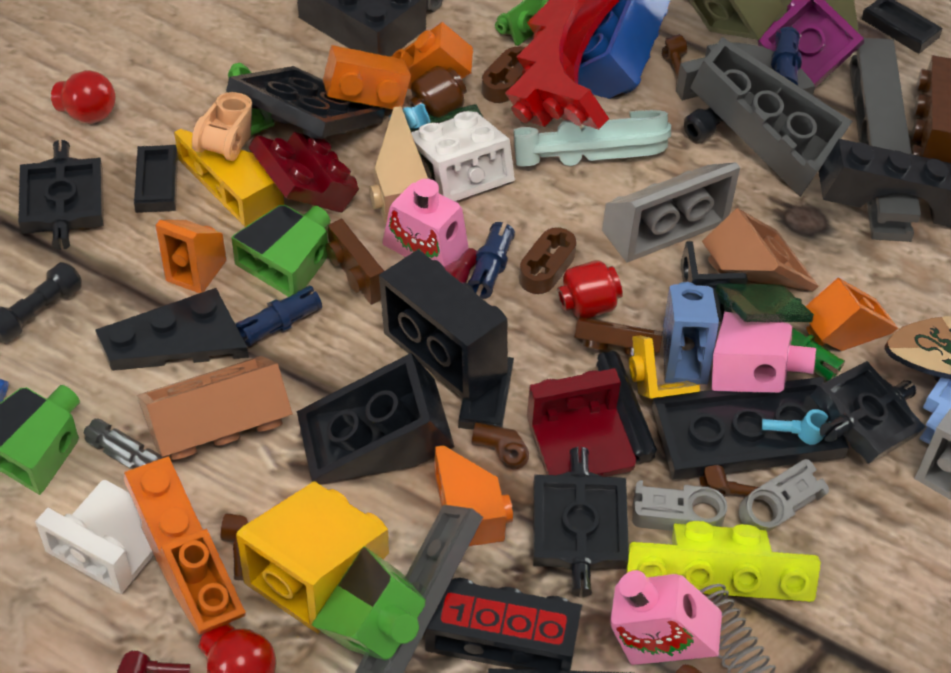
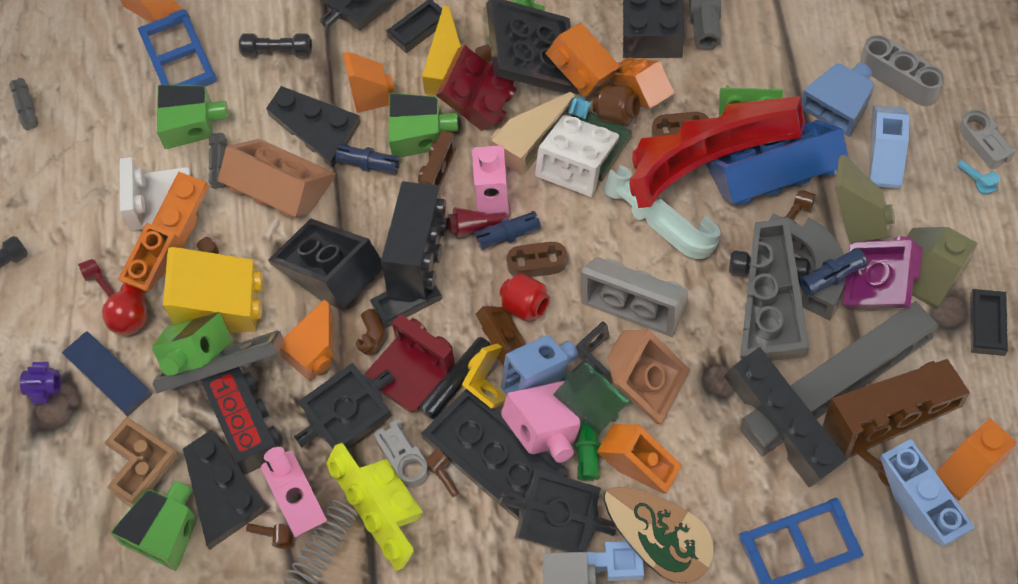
camera: 60 degrees right, 10 degrees up
(224, 126) = (460, 27): light nougat piece -> none
(784, 495) = (459, 505): light grey piece -> none
(807, 429) = (506, 476): medium azure hand -> none

